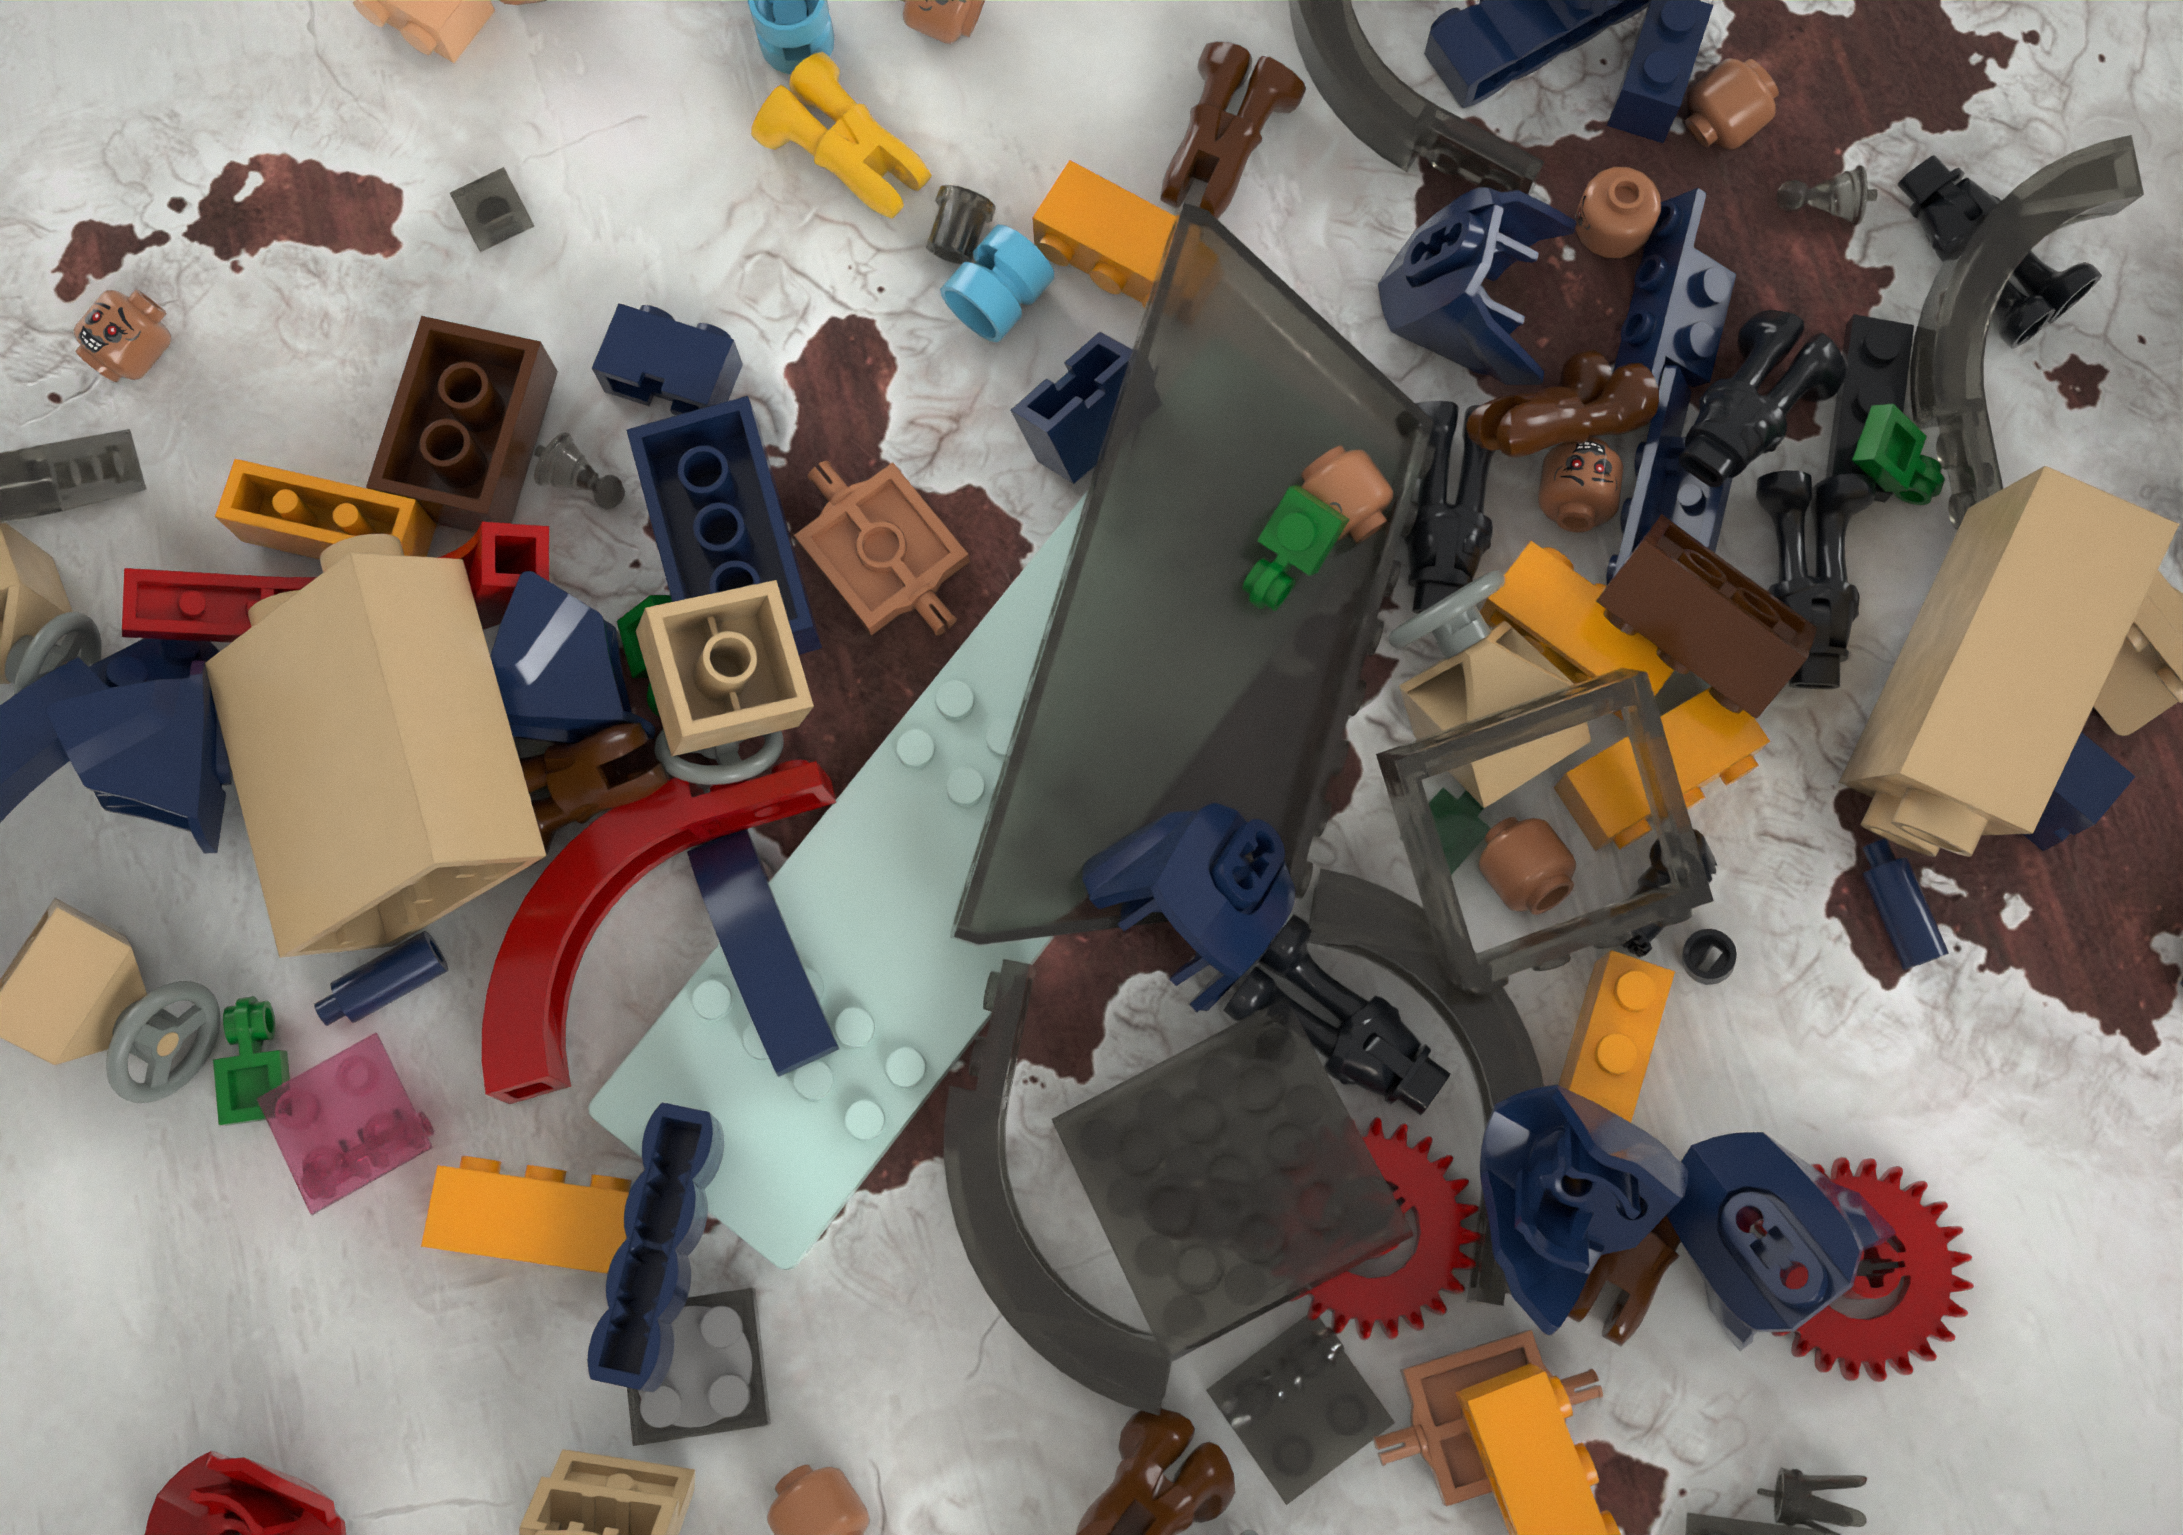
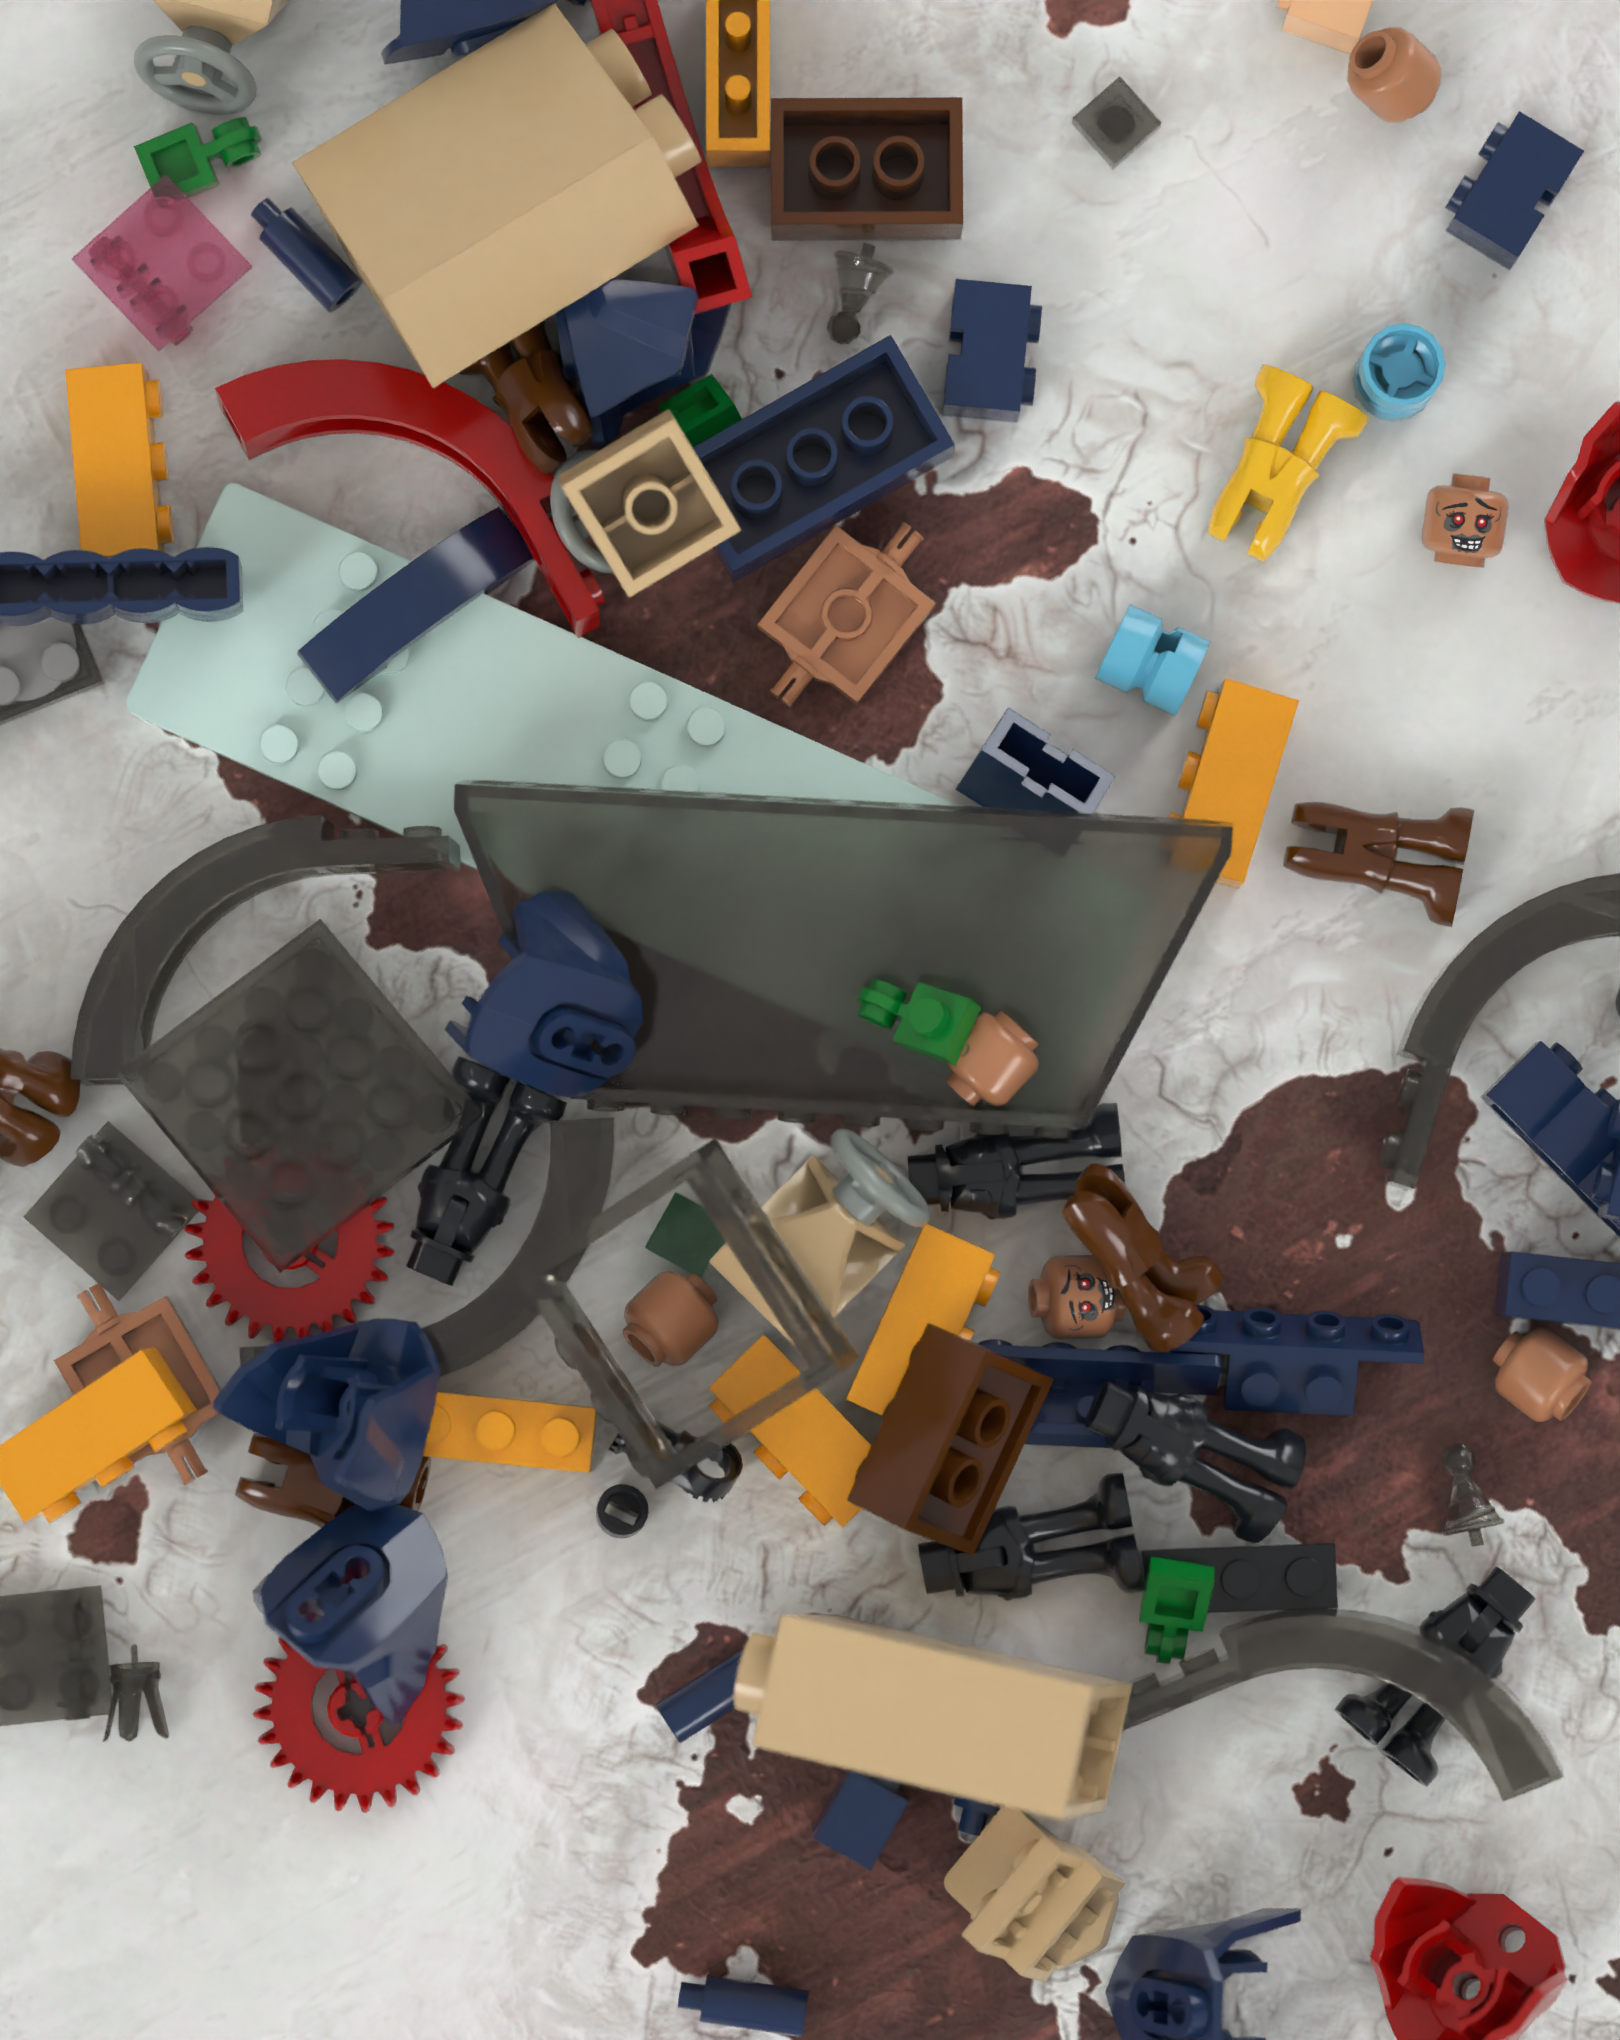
camera: 70 degrees right, 10 degrees up
(958, 223) = (1212, 603): clear smoke bush -> none
(1435, 281) = (1266, 1104): dark blue piece -> none
(1617, 212) = (1383, 1277): nougat head -> none

